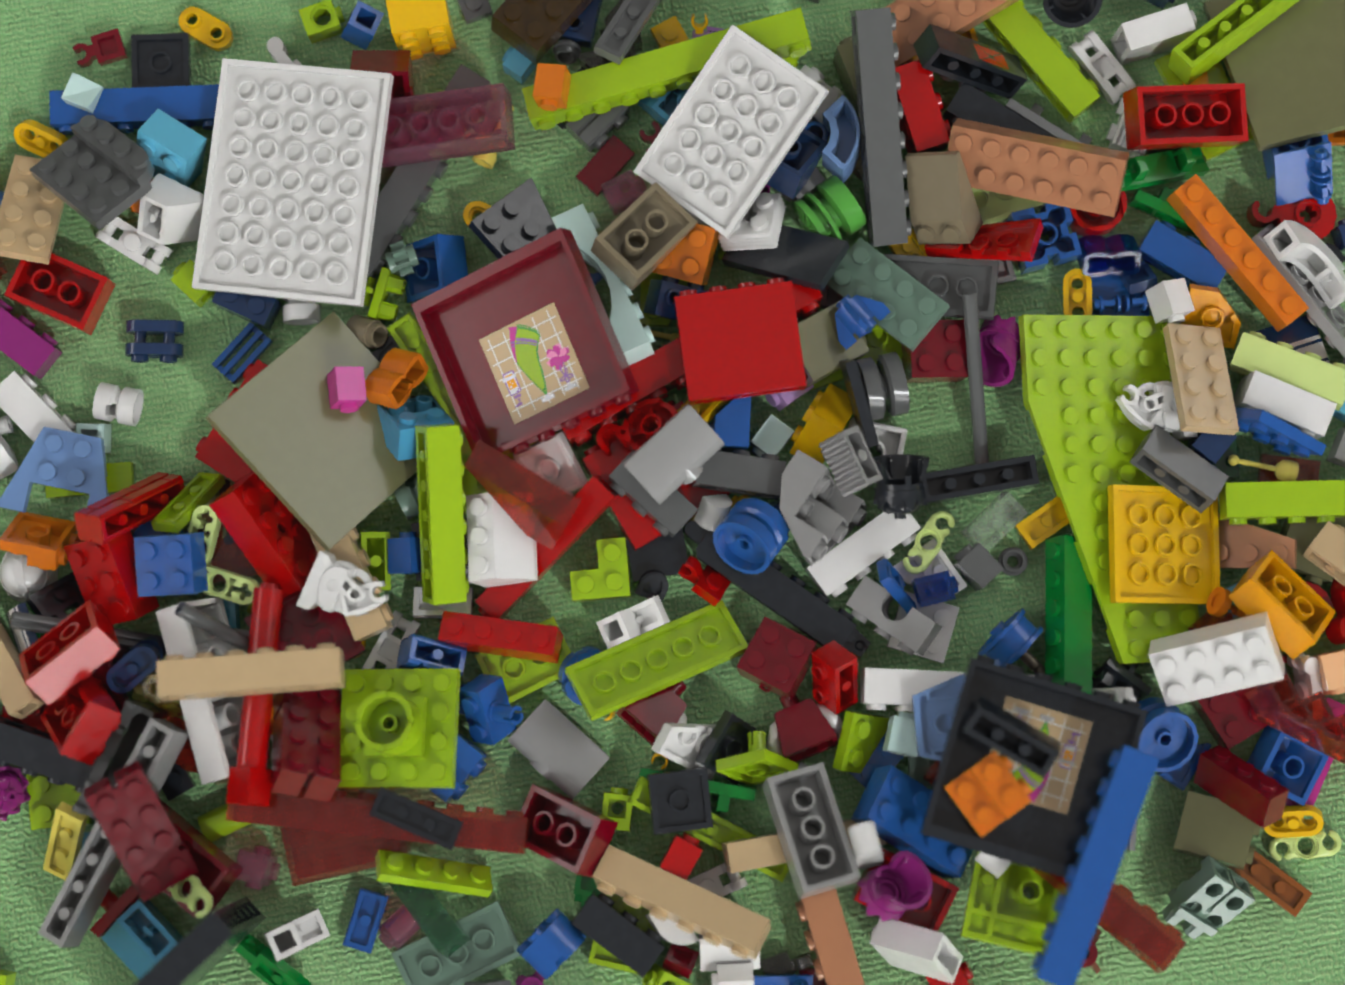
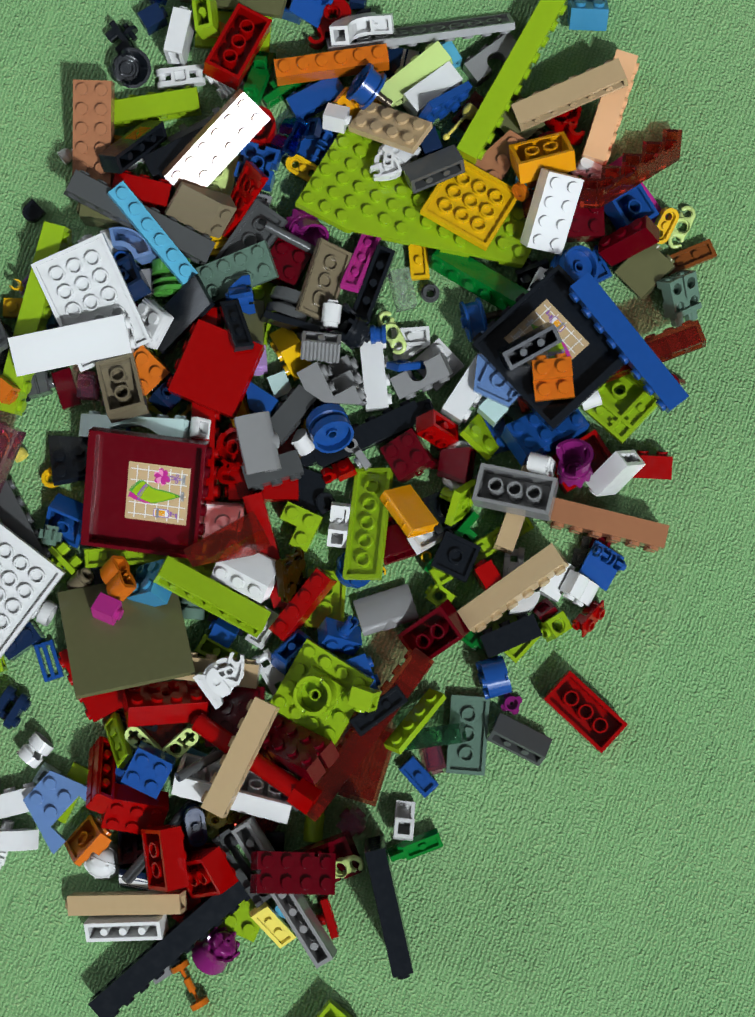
camera: 60 degrees left, 0 degrees up
(142, 937) = (354, 912): dark azure slope -> none
(419, 789) = (363, 698): none -> lime brick
(528, 599) = (290, 575): none -> dark brown plate
(650, 367) = (199, 428): none -> white brick
(660, 139) = (72, 344): none -> white brick
(703, 704) = (408, 511): none -> light orange piece
(736, 599) = (360, 460): none -> light grey plate
(811, 335) = (236, 325): none -> black tile
(868, 154) = (152, 233): none -> medium azure plate
(903, 449) = (331, 314): none -> white brick
(914, 525) = (378, 334): none -> blue wheel
(934, 589) = (420, 344): clear blue brick -> none
(941, 413) = (323, 278): none -> dark tan tile
(976, 566) = (421, 313): dark grey brick -> none
(993, 446) = (359, 263): none -> dark pink plate
(1234, 318) = (367, 87): none -> blue wheel

